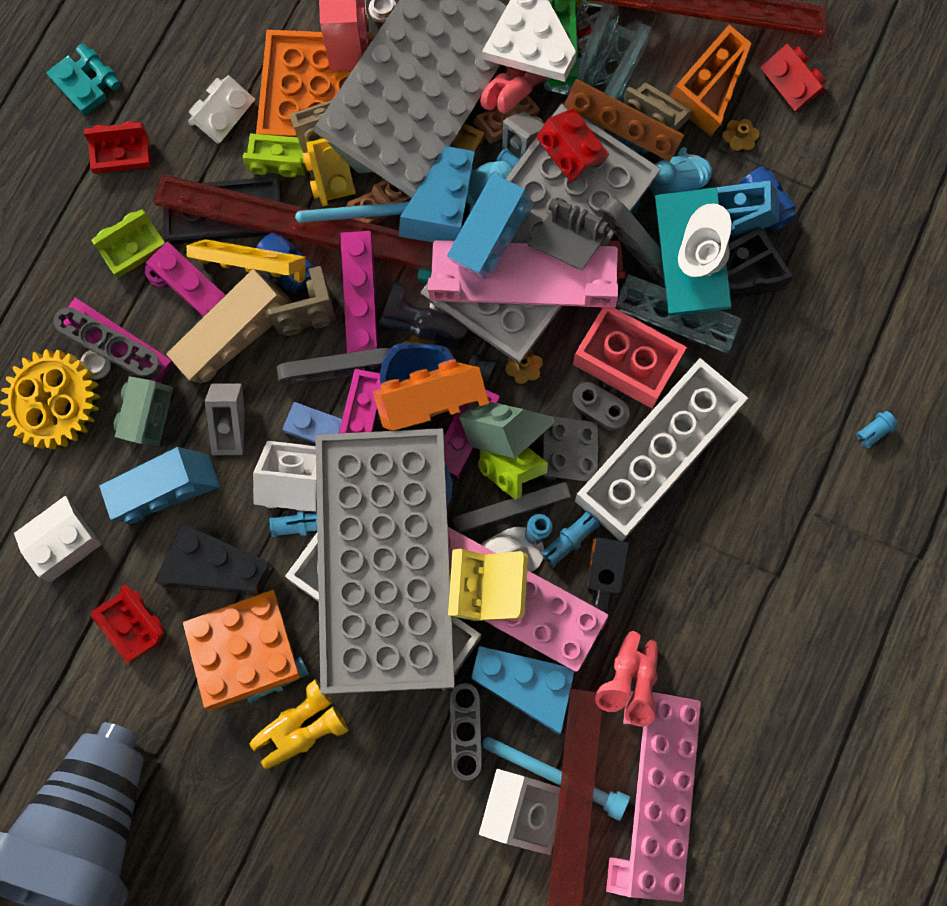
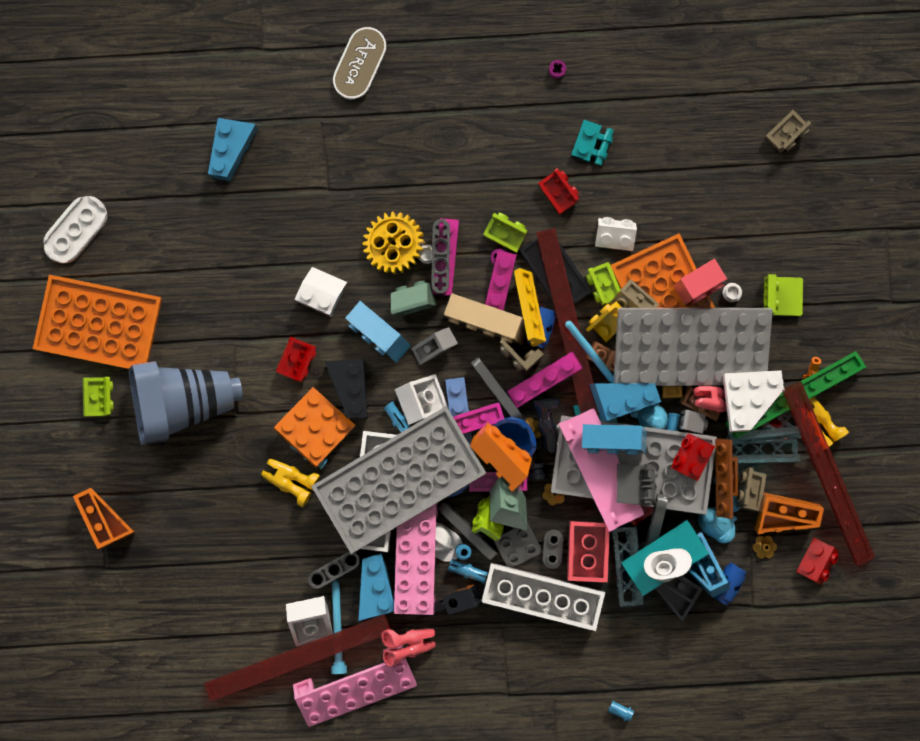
camera: 65 degrees right, 10 degrees up
(488, 585) = (412, 544): light yellow bracket -> none

